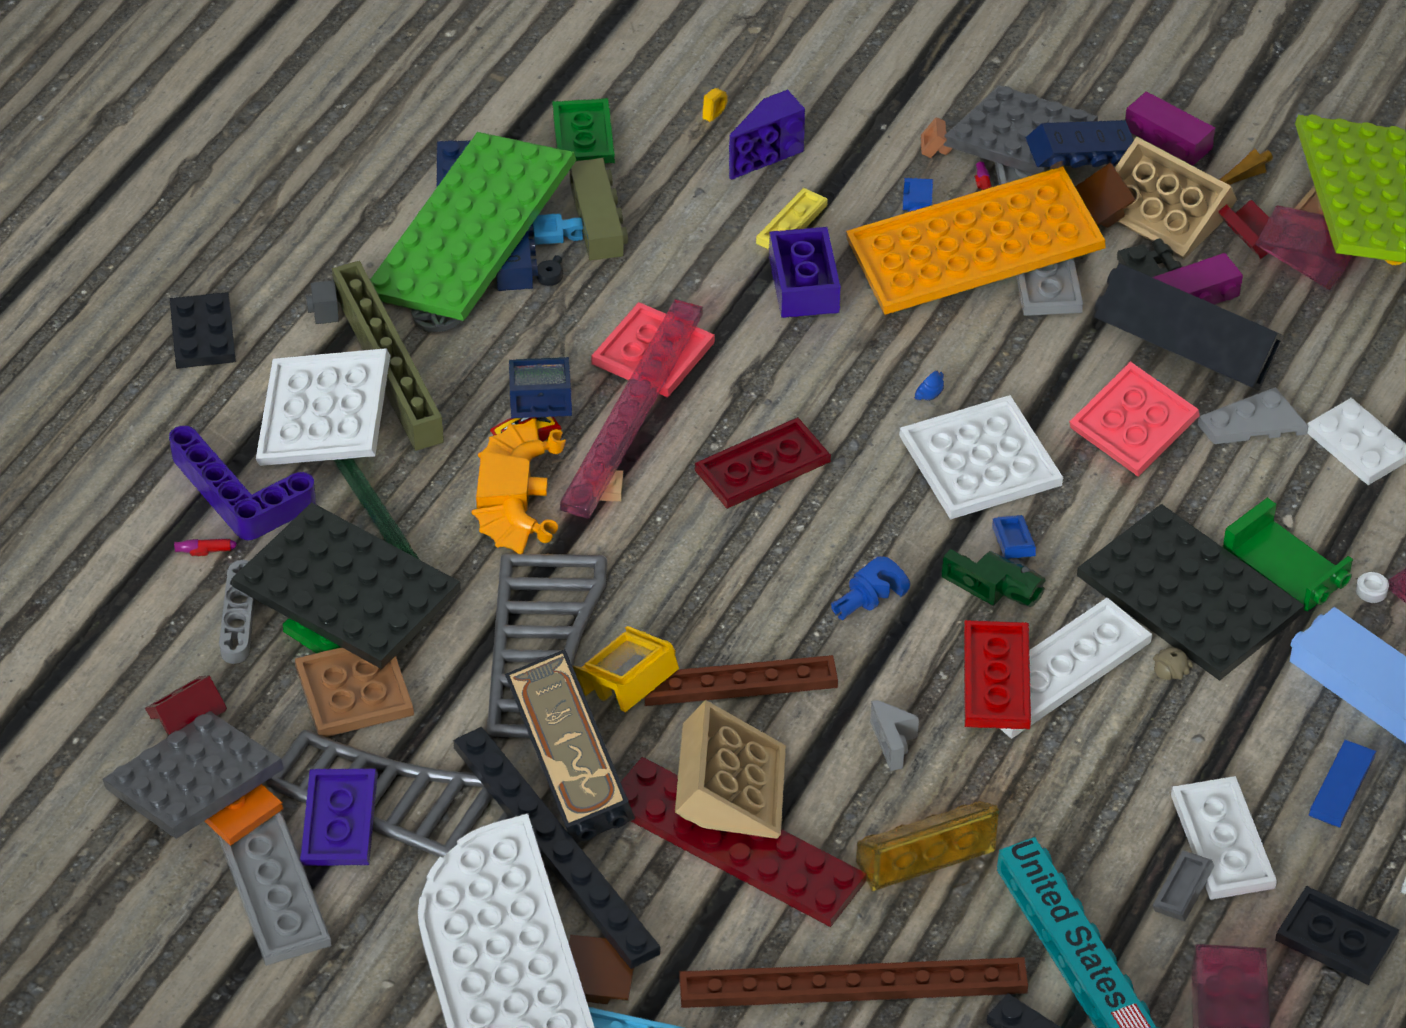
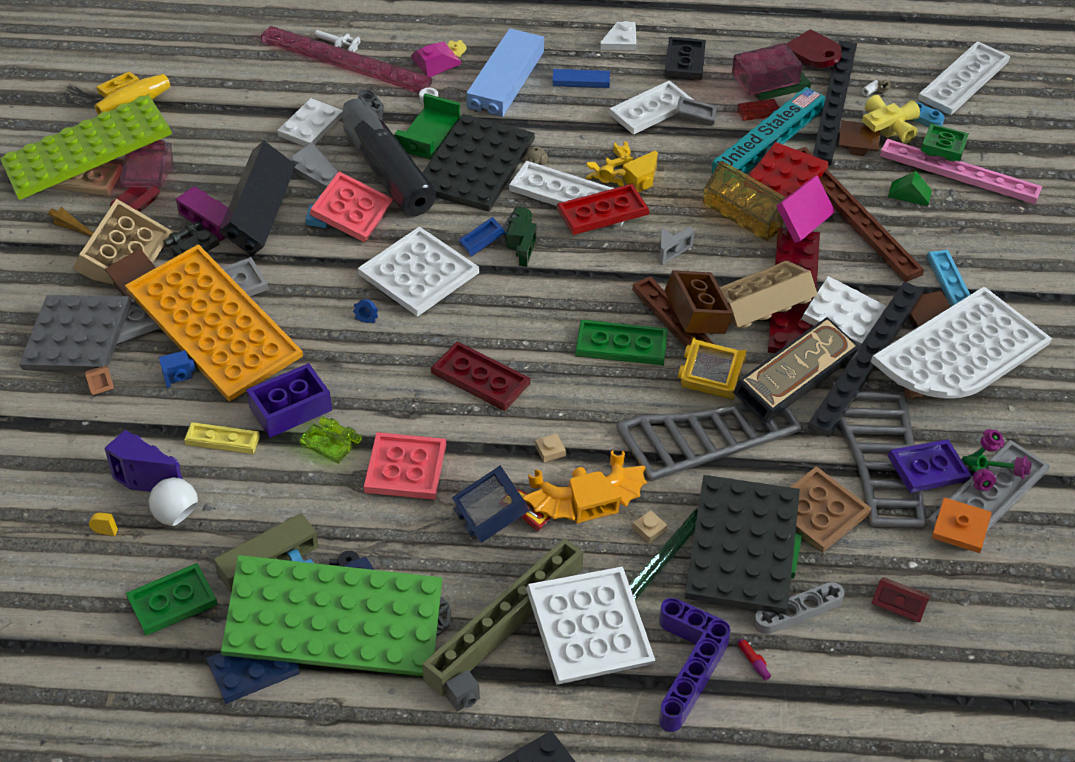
camera: 115 degrees left, 0 degrees up
(193, 774) = (961, 555): flat silver plate -> none
(302, 853) = (983, 478): none -> magenta plant
(434, 529) = (650, 526): none -> tan plate
(631, 409) = (477, 447): clear pink plate -> none
(654, 862) = (846, 308): none -> white plate
(704, 147) = (172, 501): none -> white helmet
(728, 294) = (326, 443): none -> clear neon green plate
(742, 616) = (621, 342): none -> green tile
(743, 683) = (698, 302): none -> reddish brown brick
(862, 890) = (805, 209): none -> dark pink tile
(870, 584) = (566, 283): blue piece -> none
(974, 930) = (787, 169): none -> red plate
(982, 178) = (134, 347): piece -> none
(1065, 760) = (641, 171): none -> yellow slope
(1079, 143) = (95, 283): dark blue brick -> none
(1083, 719) = (606, 173): none -> yellow piece
(1162, 981) = (757, 109): none -> clear red tile
(1169, 128) = (41, 263): magenta brick -> none
(1237, 478) = (386, 155): none -> black piece

